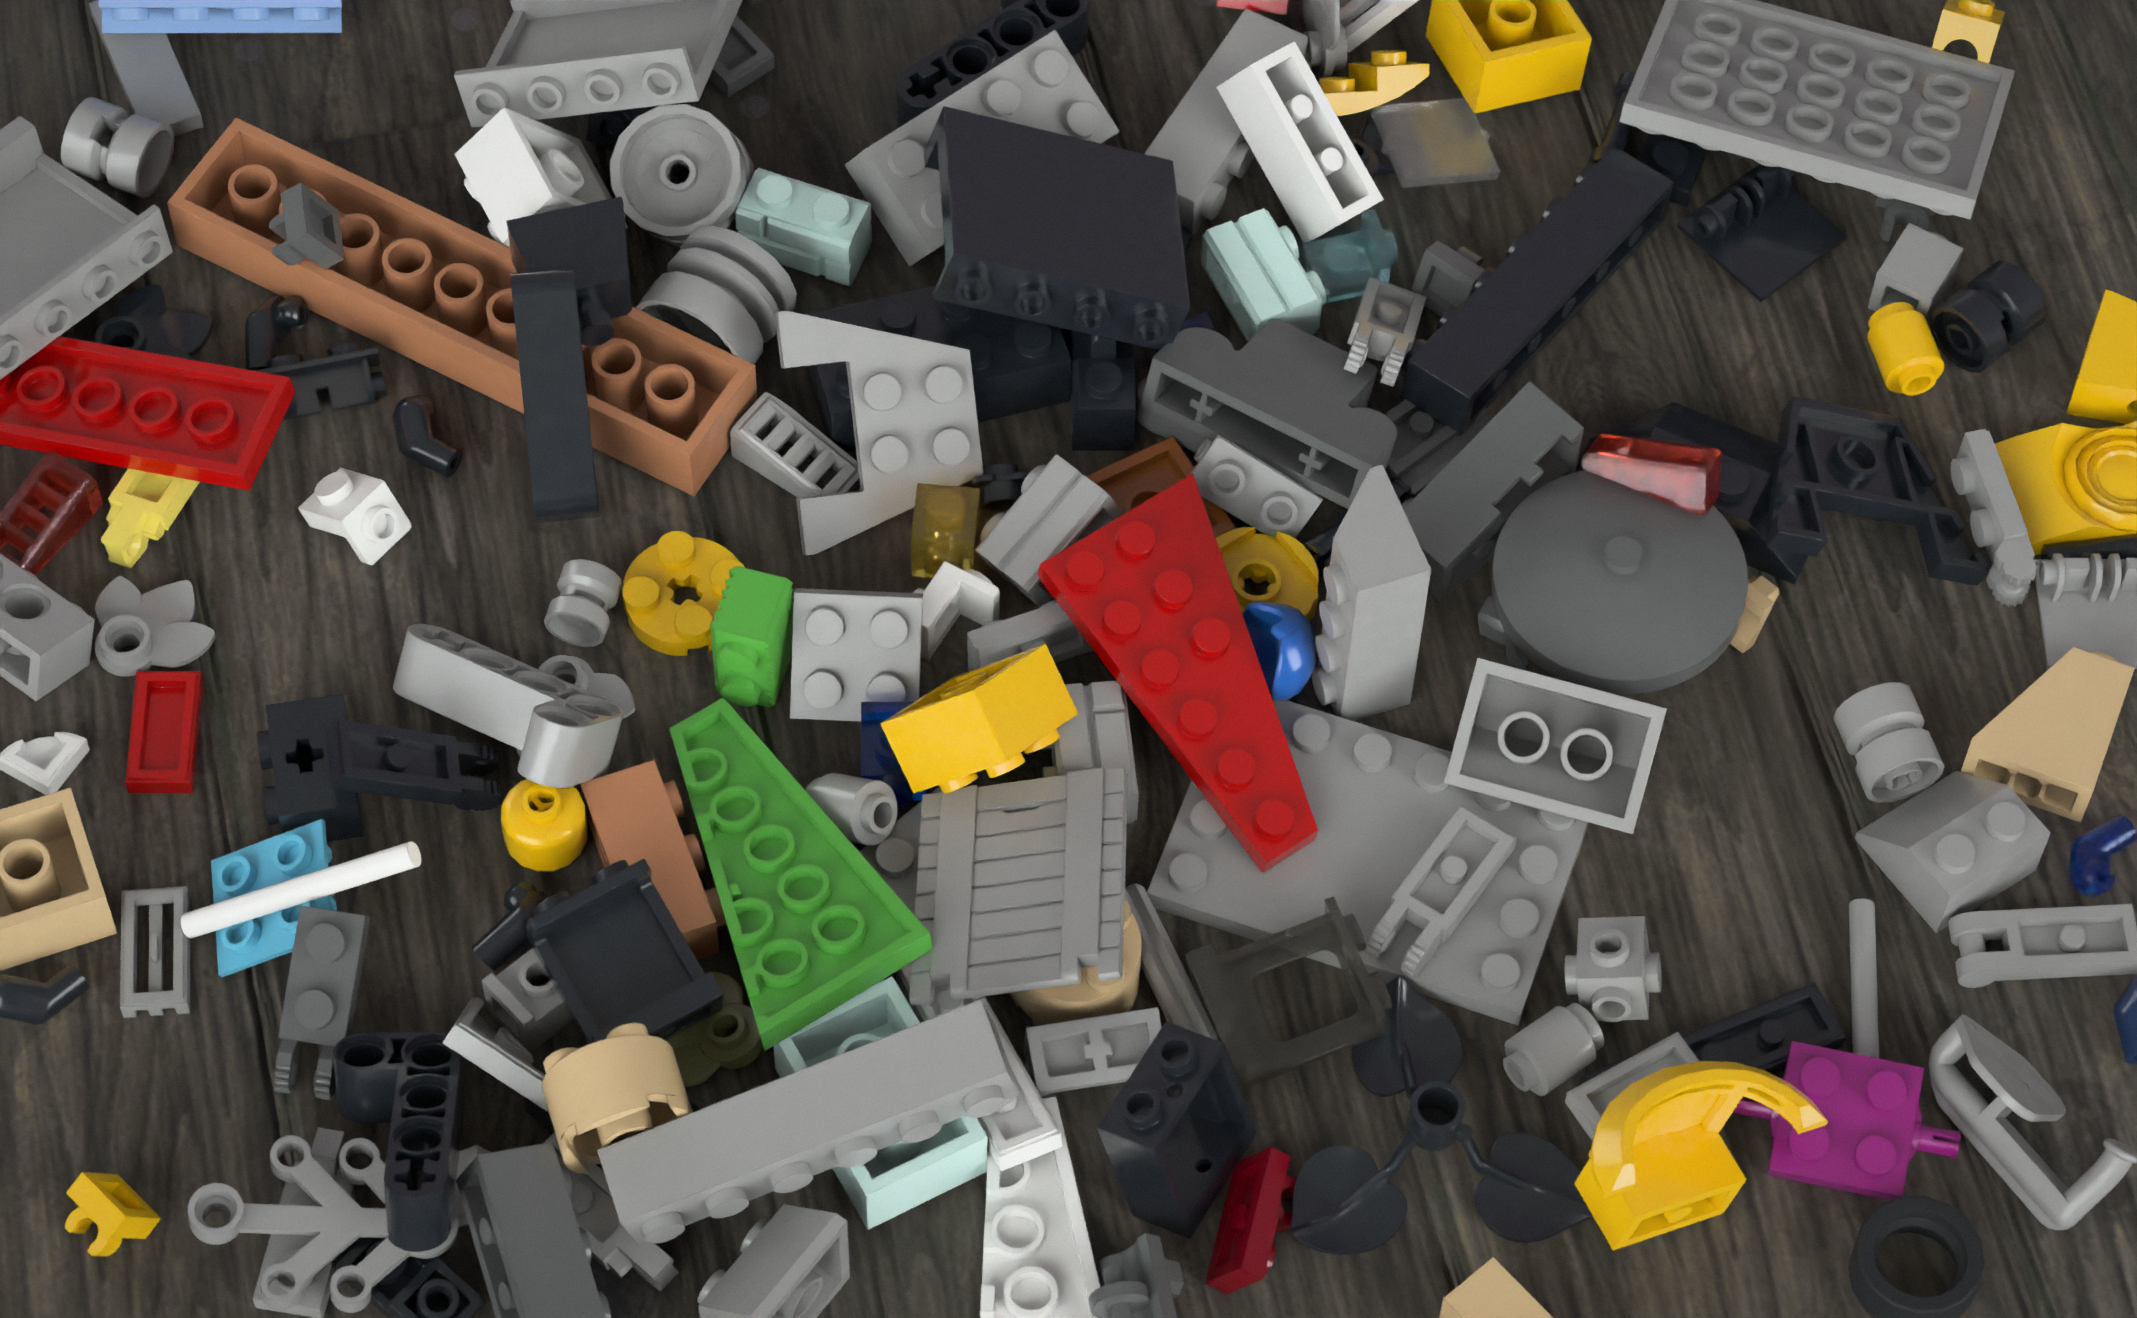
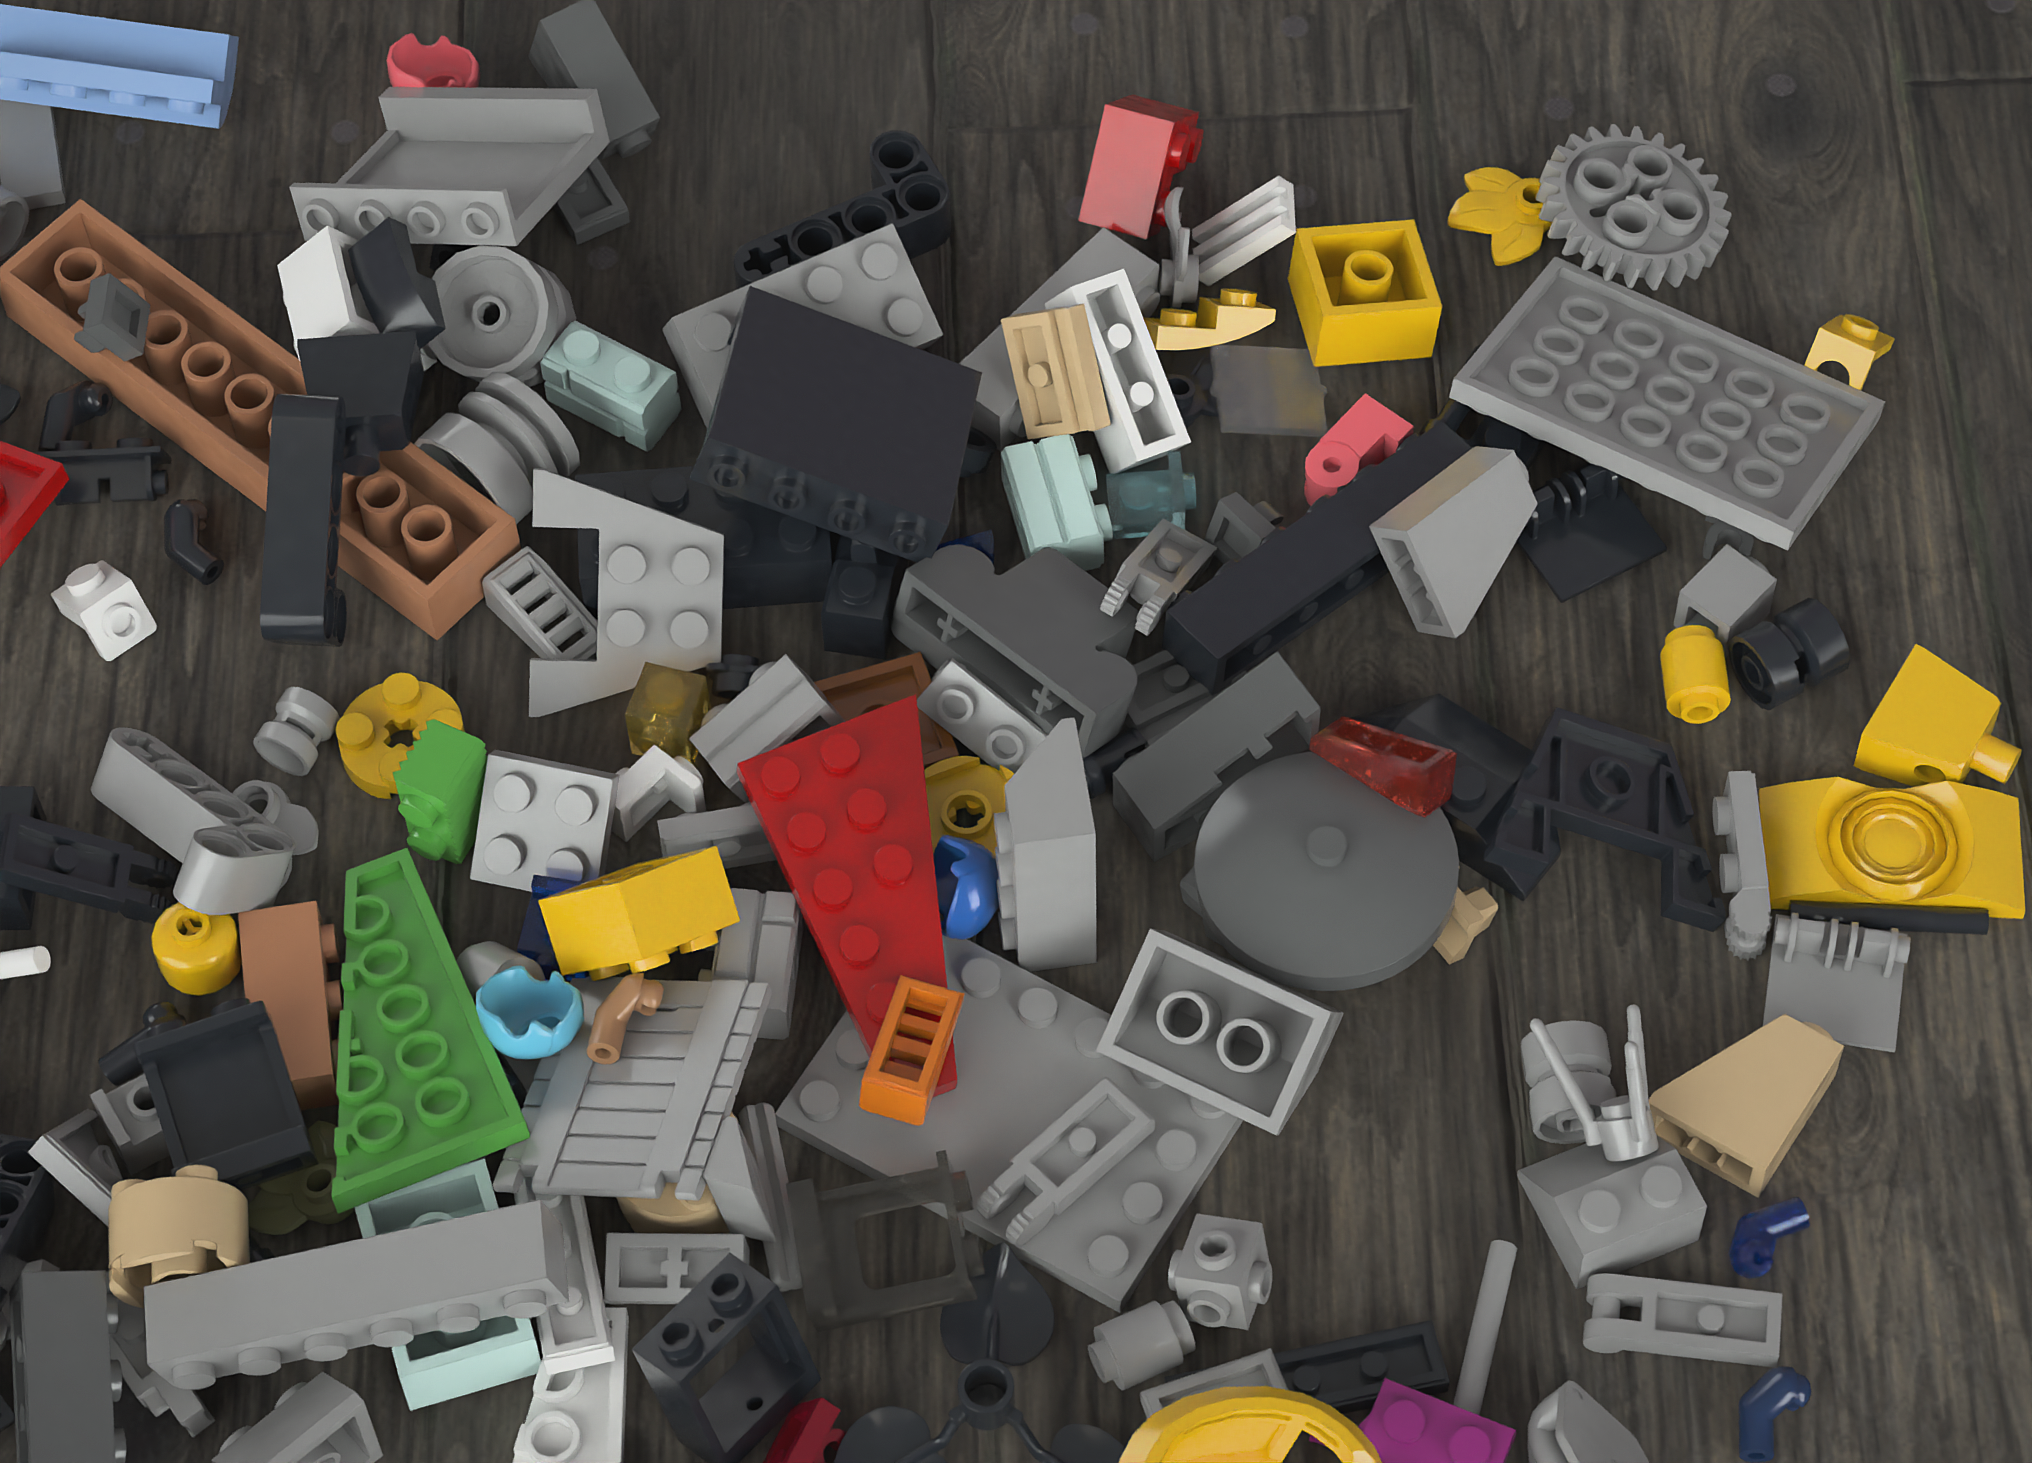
camera: 15 degrees right, 0 degrees up
(581, 154) = (391, 286): none -> black slope
(901, 835) = (529, 1015): none -> medium azure hair
(982, 819) = (613, 1014): none -> medium nougat arm
(1148, 961) = (738, 1184): none -> light grey slope
(1245, 149) = (1055, 371): none -> tan plate
(1268, 847) = (899, 1089): none -> orange slope
(1536, 177) = (1360, 438): none -> coral leg
(1657, 253) = (1455, 537): none -> light grey slope
(1958, 767) = (1626, 1120): none -> light grey plant

